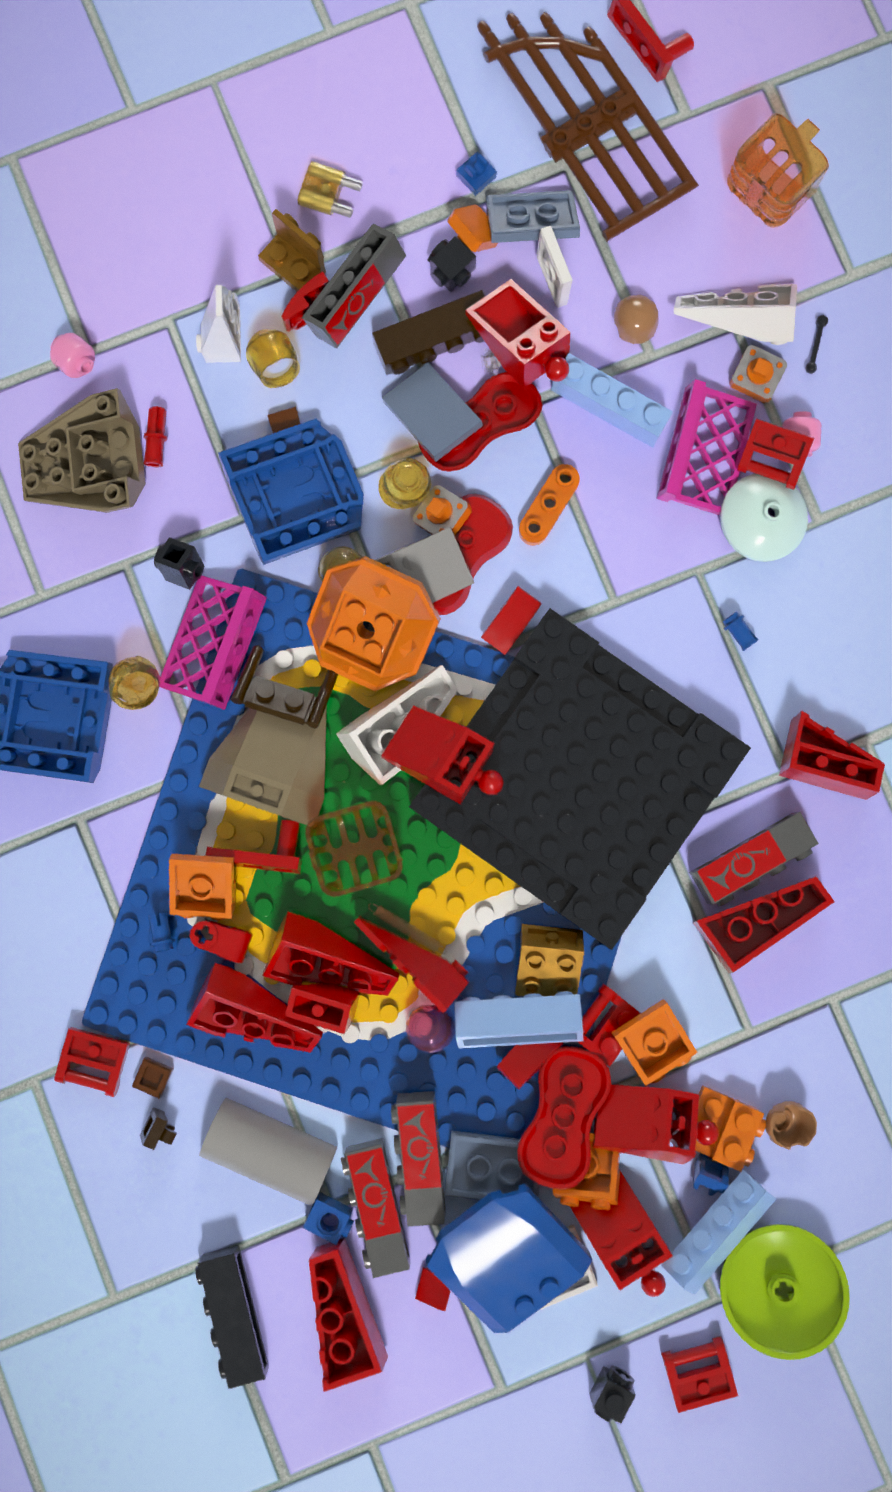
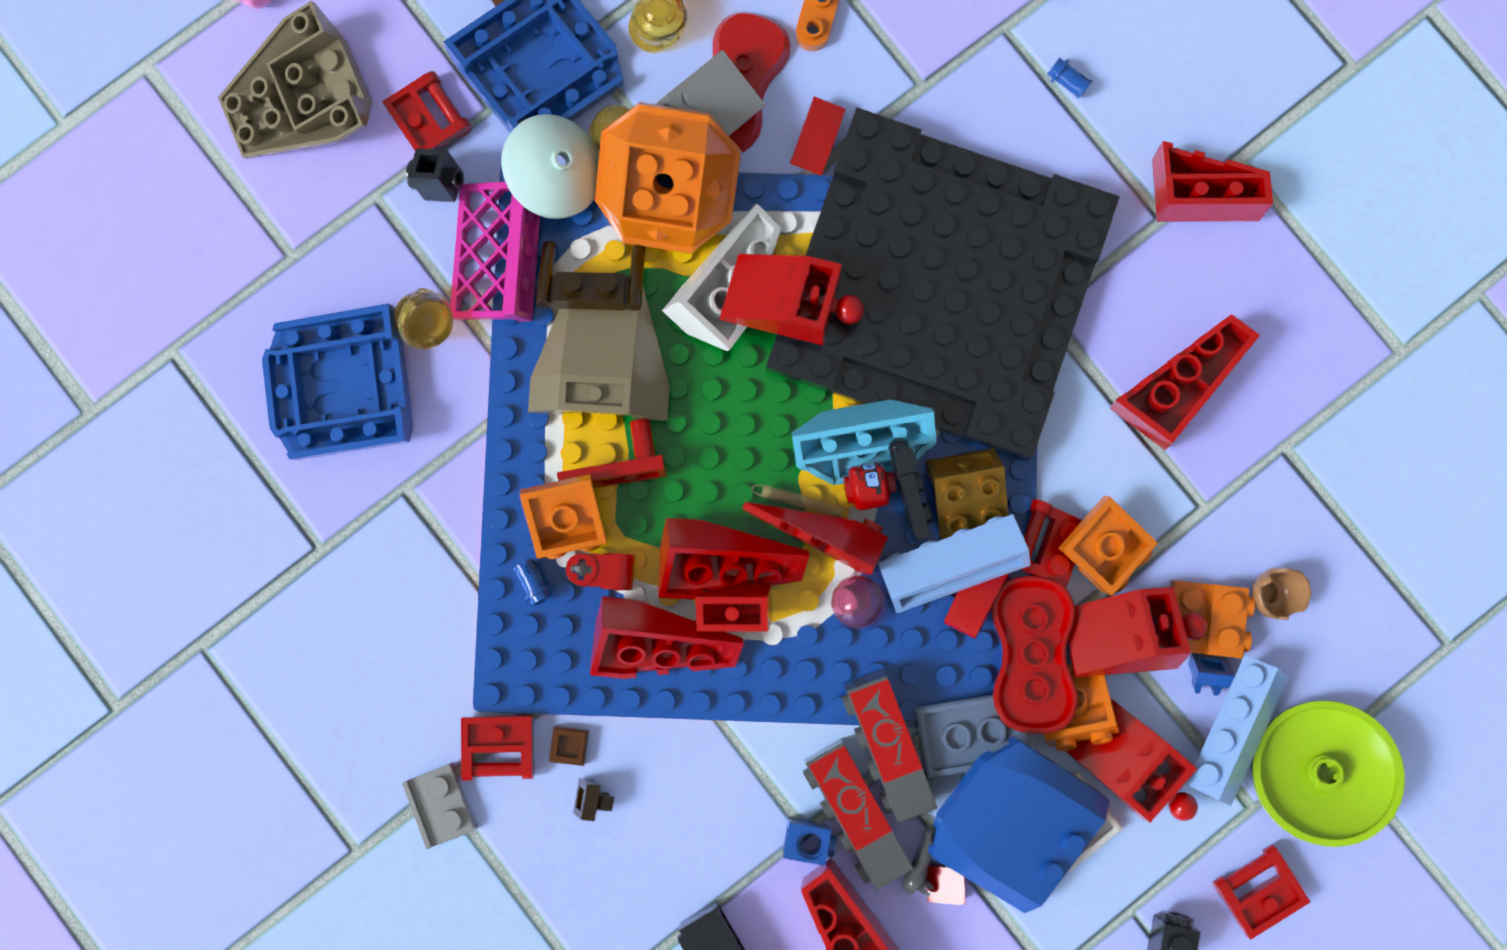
camera: 15 degrees left, 0 degrees up
(29, 1096) = (439, 806): none -> light grey plate
(155, 437) = (368, 48): red axle -> none
(178, 512) = (417, 121): none -> red plate
(261, 587) = (538, 177): none -> light aqua dish
(268, 1151) = (720, 789): light grey brick -> none
(349, 851) = (729, 427): clear orange piece -> none
(410, 1277) = (916, 878): none -> dark grey piece
(441, 510) = (705, 37): piece -> none
(466, 933) = (869, 486): none -> red head
(473, 893) = (859, 436): none -> medium azure wedge
(500, 944) = (909, 486): none -> black hinge
(754, 858) = (1156, 318): brick -> none

